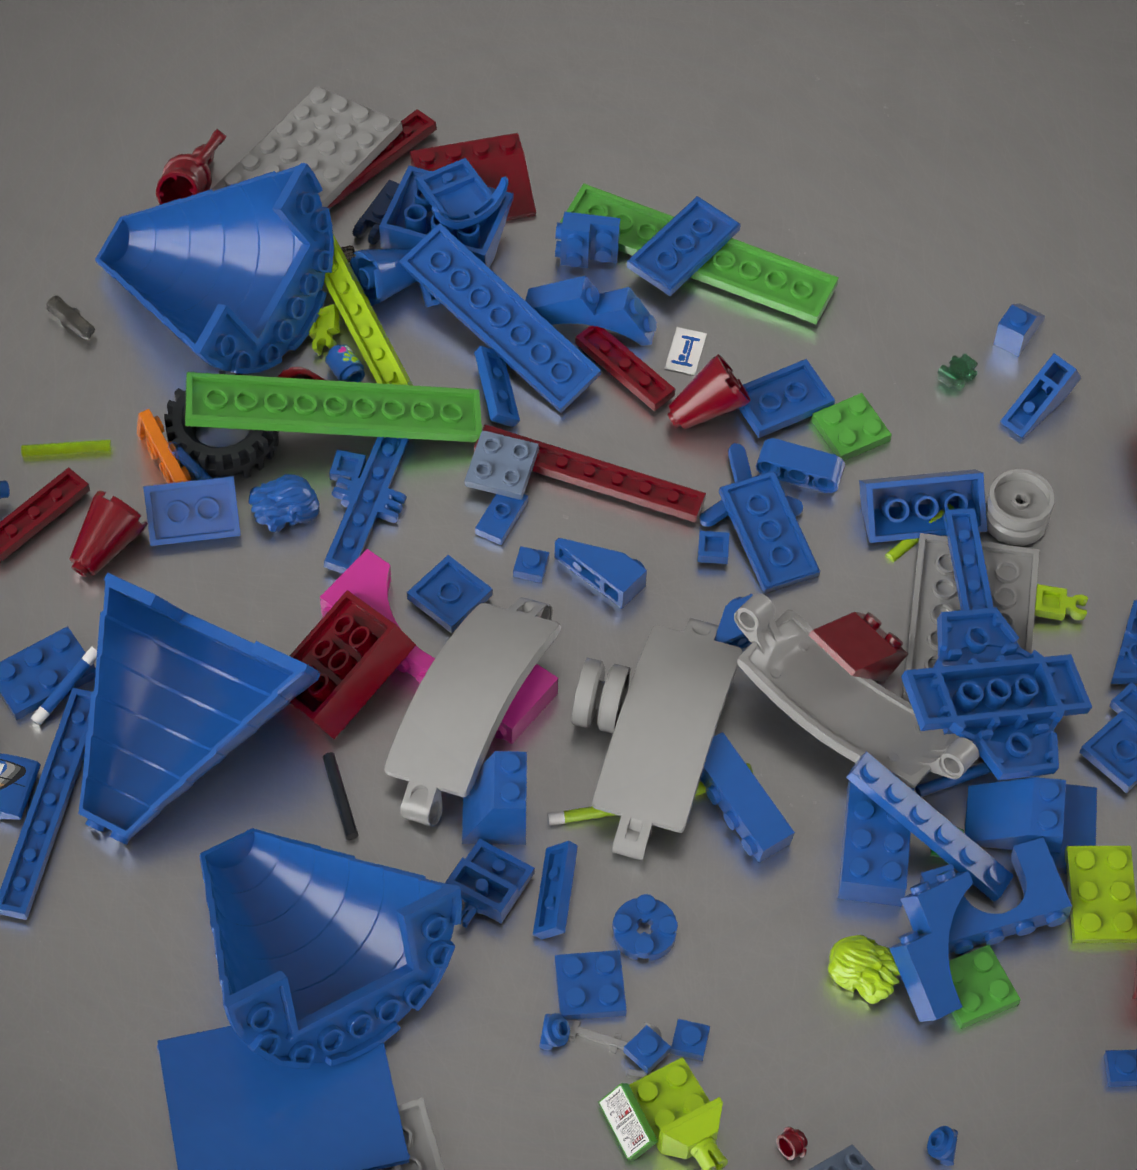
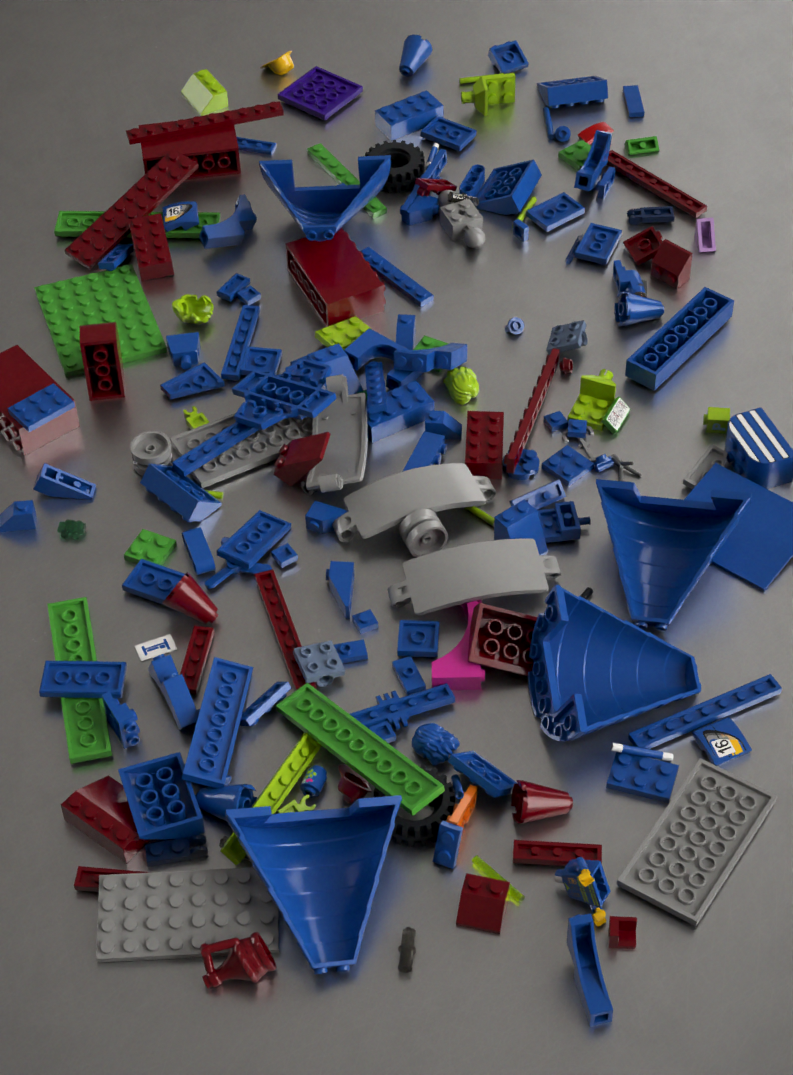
camera: 125 degrees left, 10 degrees down
(51, 411) = (483, 903): none -> dark red slope
(134, 406) = (447, 844): none -> blue plate
(408, 551) = (408, 675): none -> blue plate
(460, 195) = (147, 784): blue piece -> none
(529, 1050) = (623, 465): none -> dark grey plant
(713, 899) = (485, 443): none -> dark red brick
(734, 1017) = (530, 413): none -> dark red plate
(797, 877) = (443, 424): none -> blue slope
(1040, 972) = (406, 331): none -> blue slope

